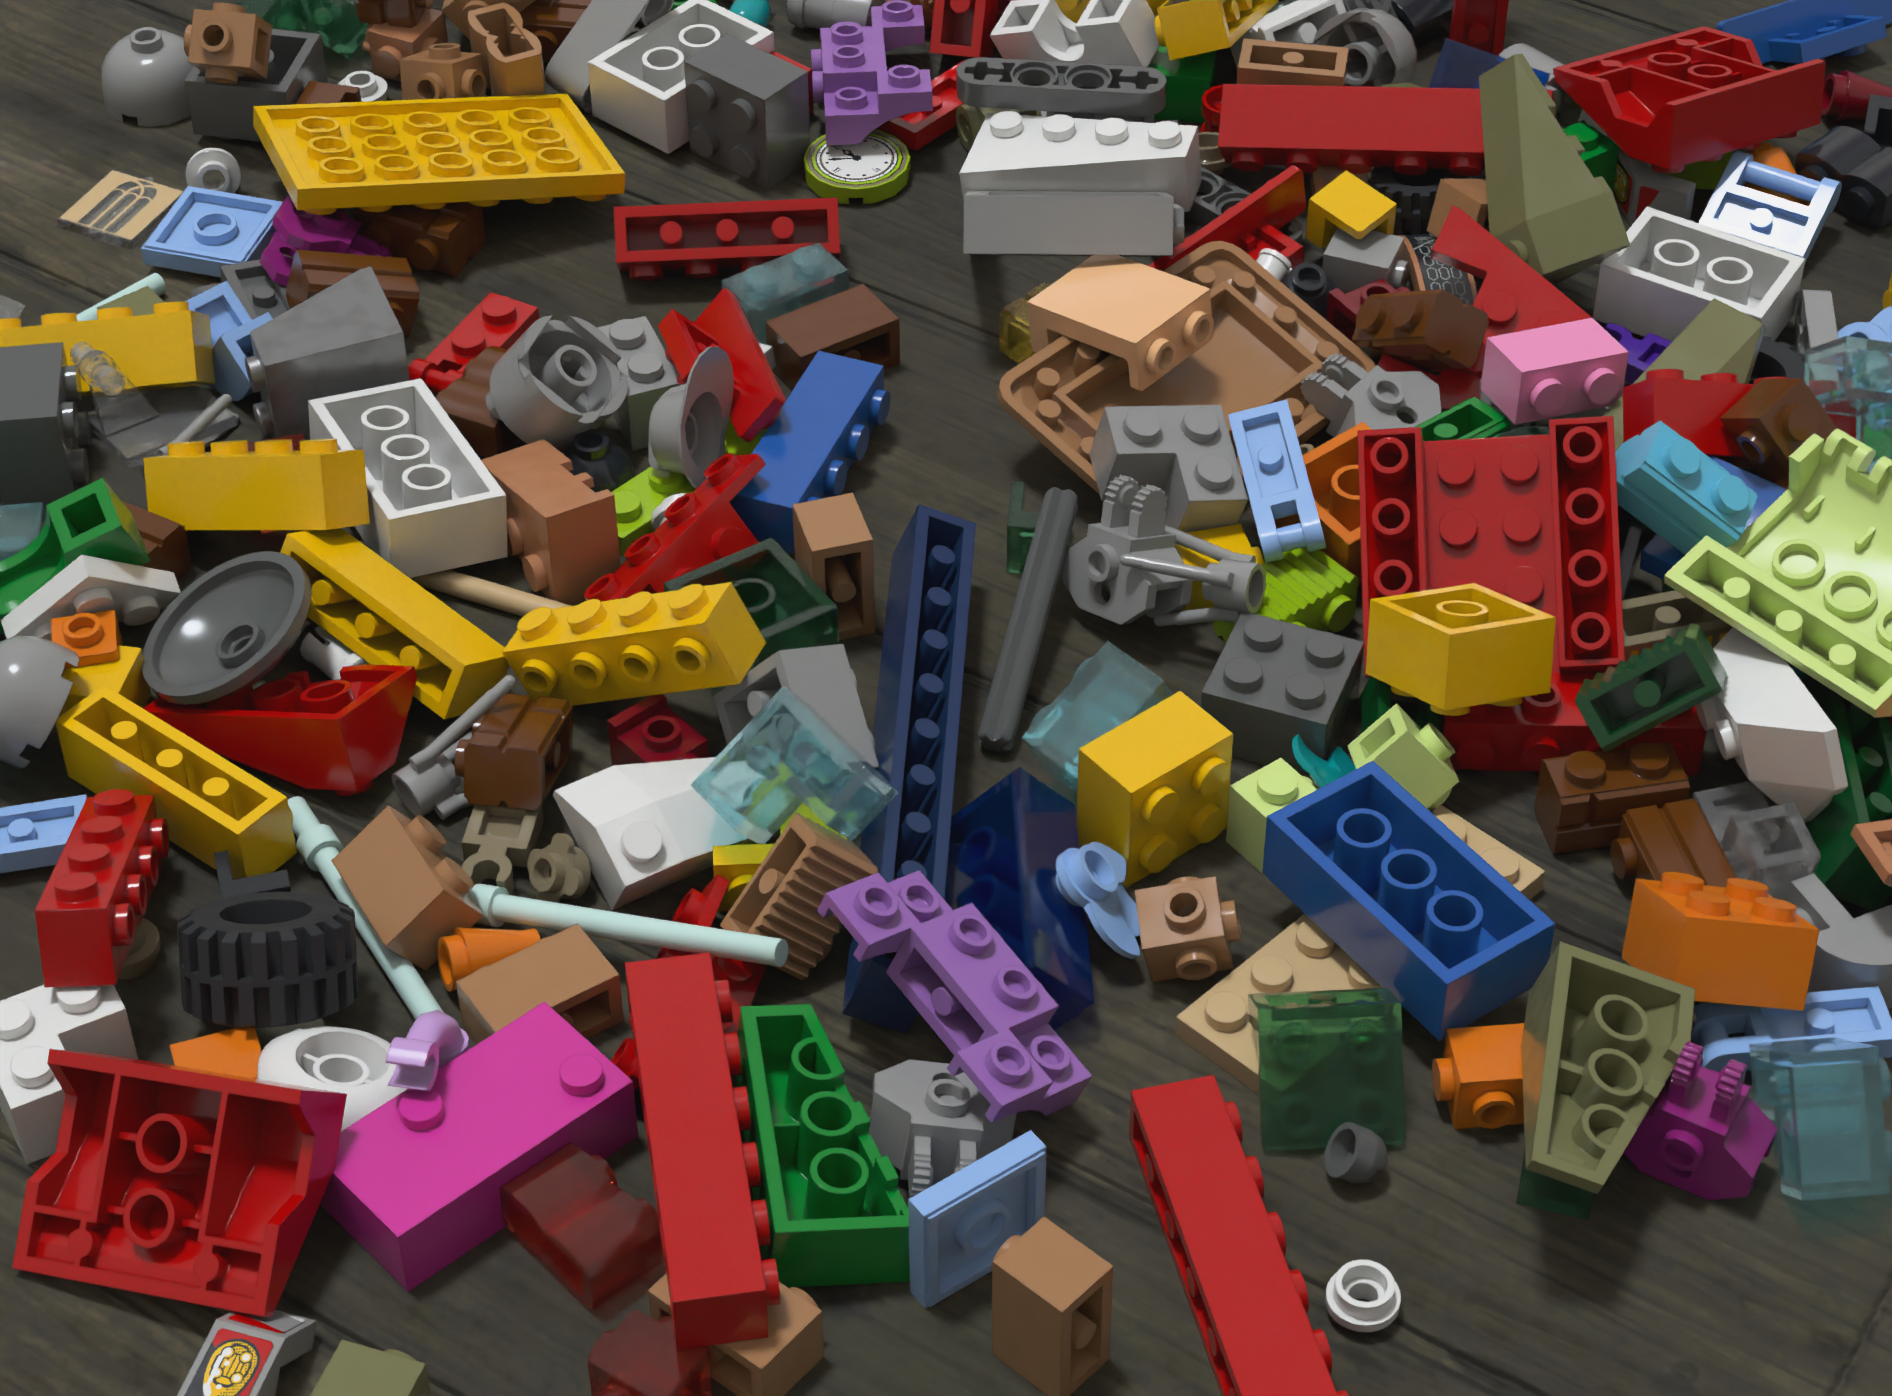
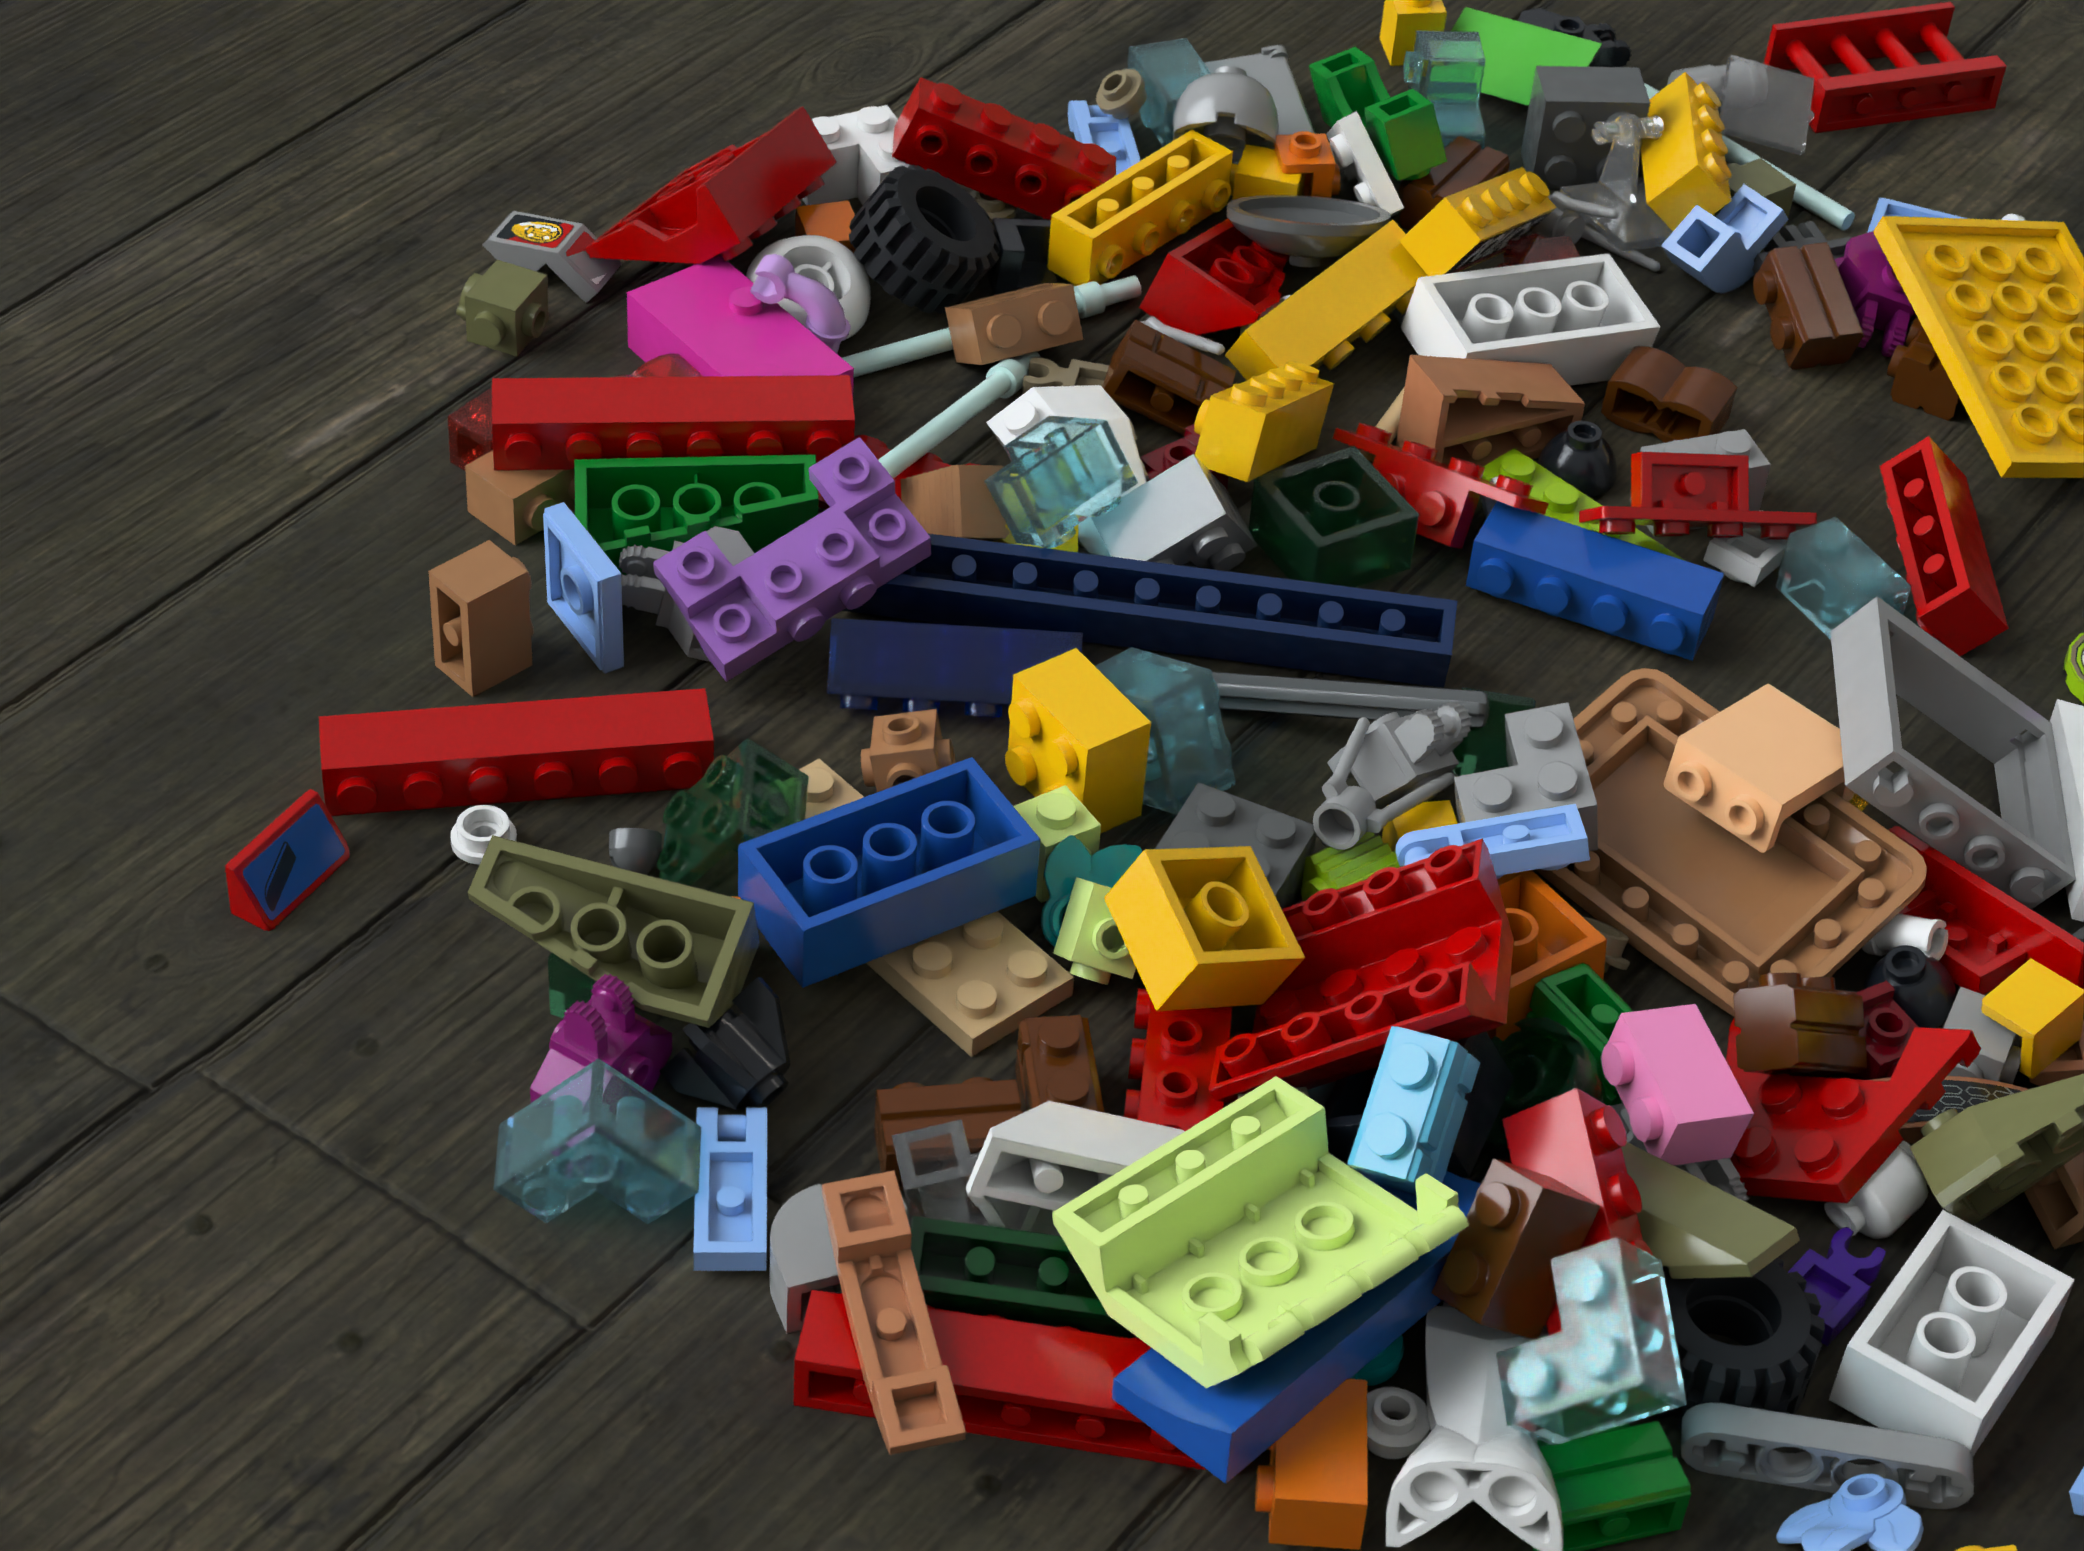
camera: 90 degrees right, 0 degrees up
(120, 209) = (1965, 195): piece -> none
(324, 348) = (1696, 282): flat silver slope -> none
(475, 948) = (943, 368): orange cone -> none
(492, 322) = (1776, 404): red plate -> none
(557, 382) = (1626, 373): light grey brick -> none
(558, 969) = (892, 391): medium nougat brick -> none
(693, 418) = (1590, 471): light grey piece -> none
(838, 556) = (1401, 549): medium nougat brick -> none
(844, 324) = (1780, 617): reddish brown brick -> none
(1094, 881) = (964, 715): light blue plate -> none
(1377, 397) = (1678, 978): light grey hinge -> none
(1651, 687) = (1127, 1059): dark green brick -> none
(1721, 940) = (804, 1095): orange brick -> none

